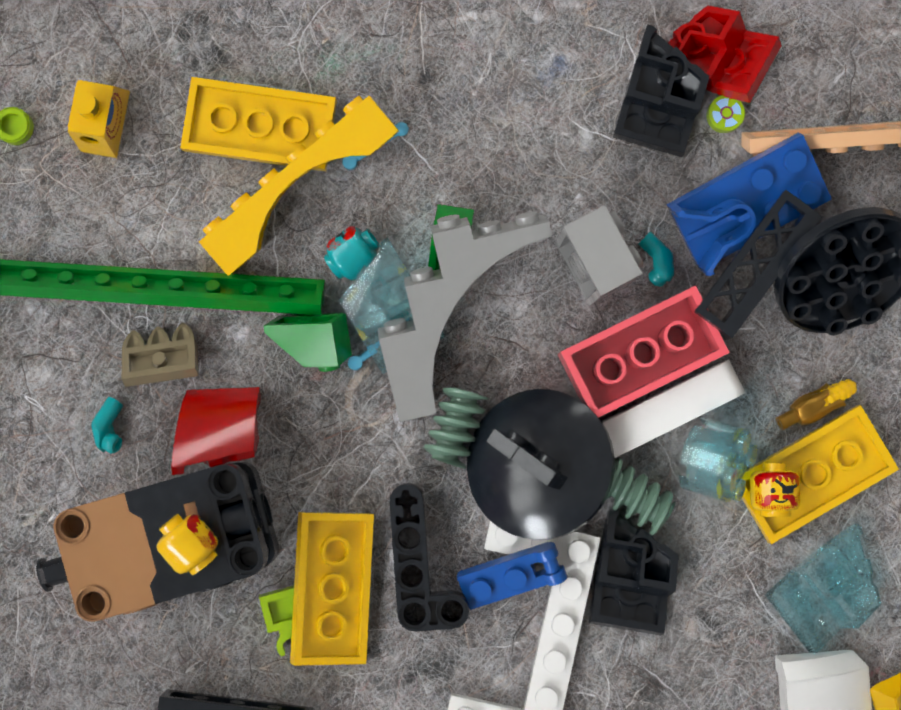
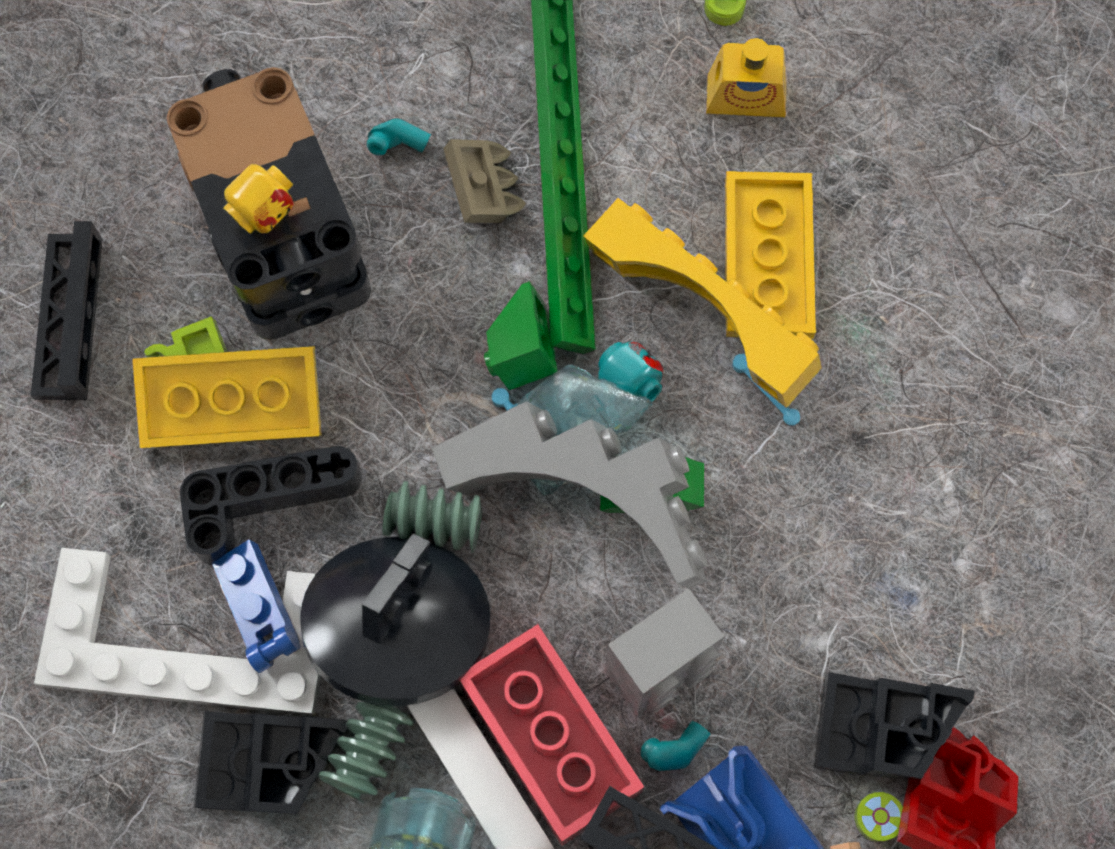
camera: 80 degrees right, 15 degrees down
(216, 427) = (404, 242): red slope -> none

